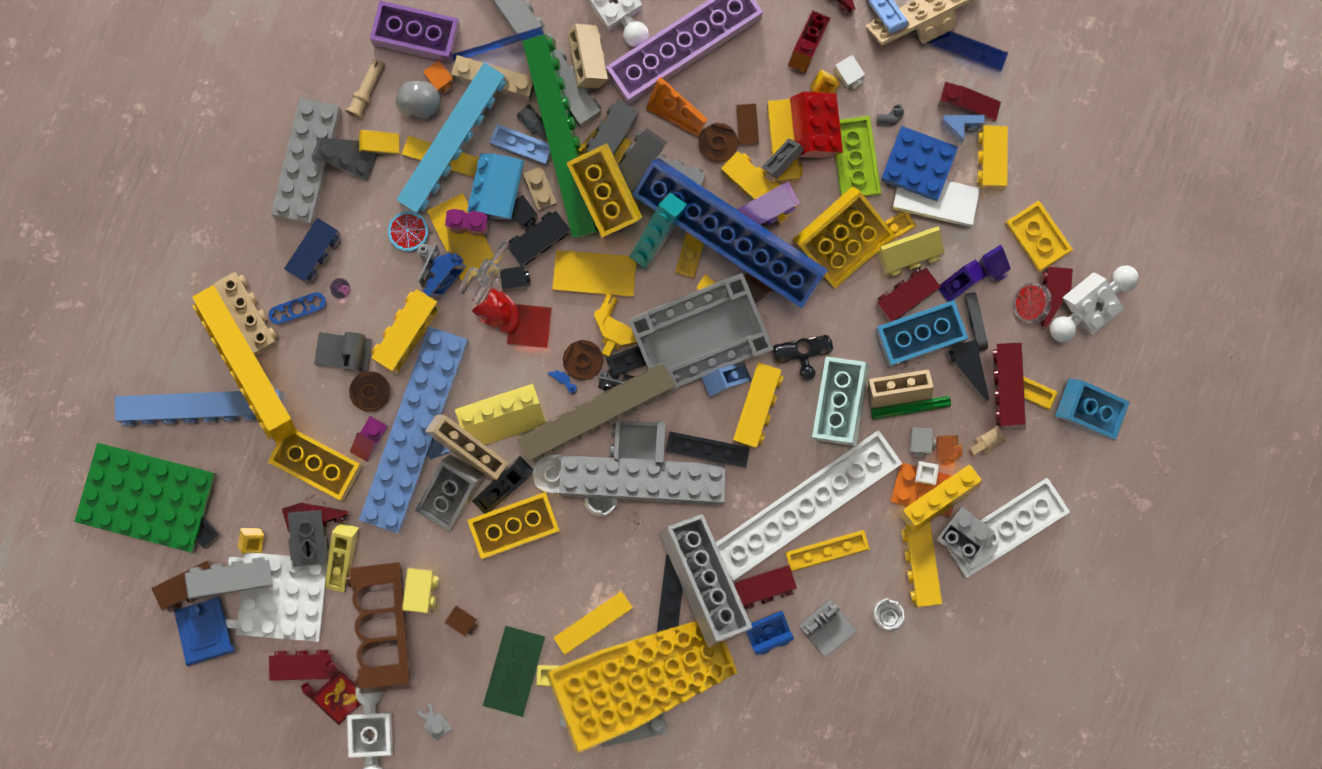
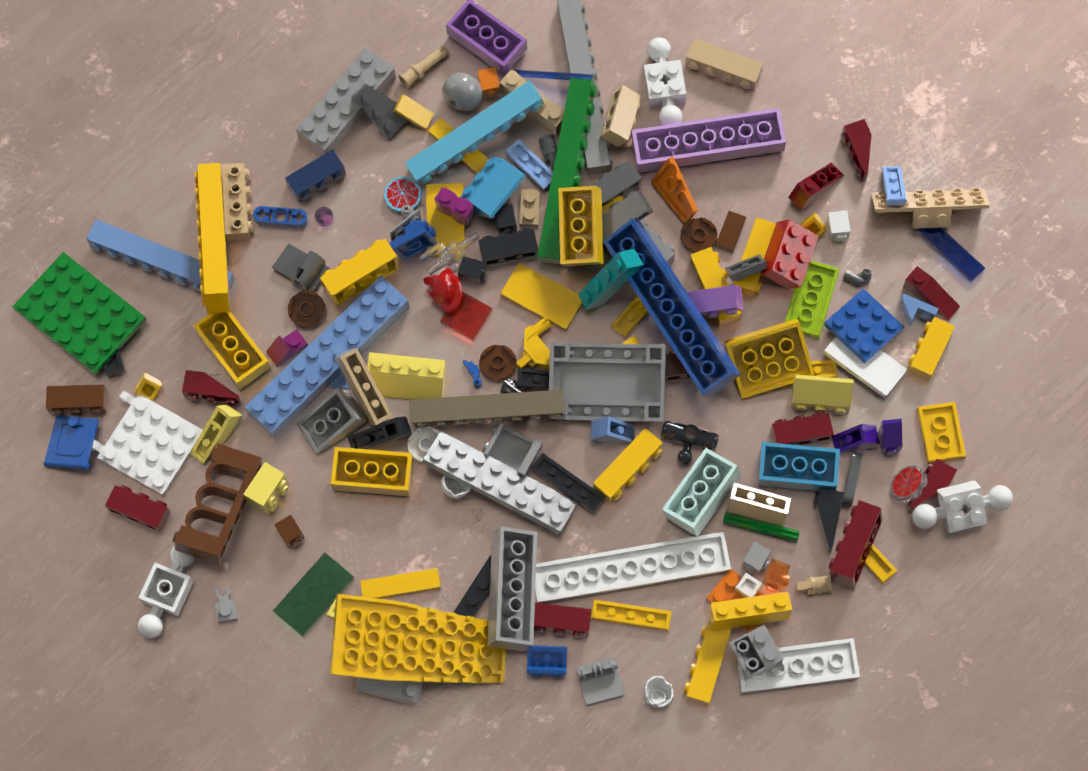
camera: 30 degrees right, 10 degrees down
(228, 579) = (113, 406): light grey brick -> none
(307, 538) = (194, 404): dark grey piece -> none
(336, 696) = (153, 544): flag -> none
(1092, 408) = (921, 597): dark azure slope -> none

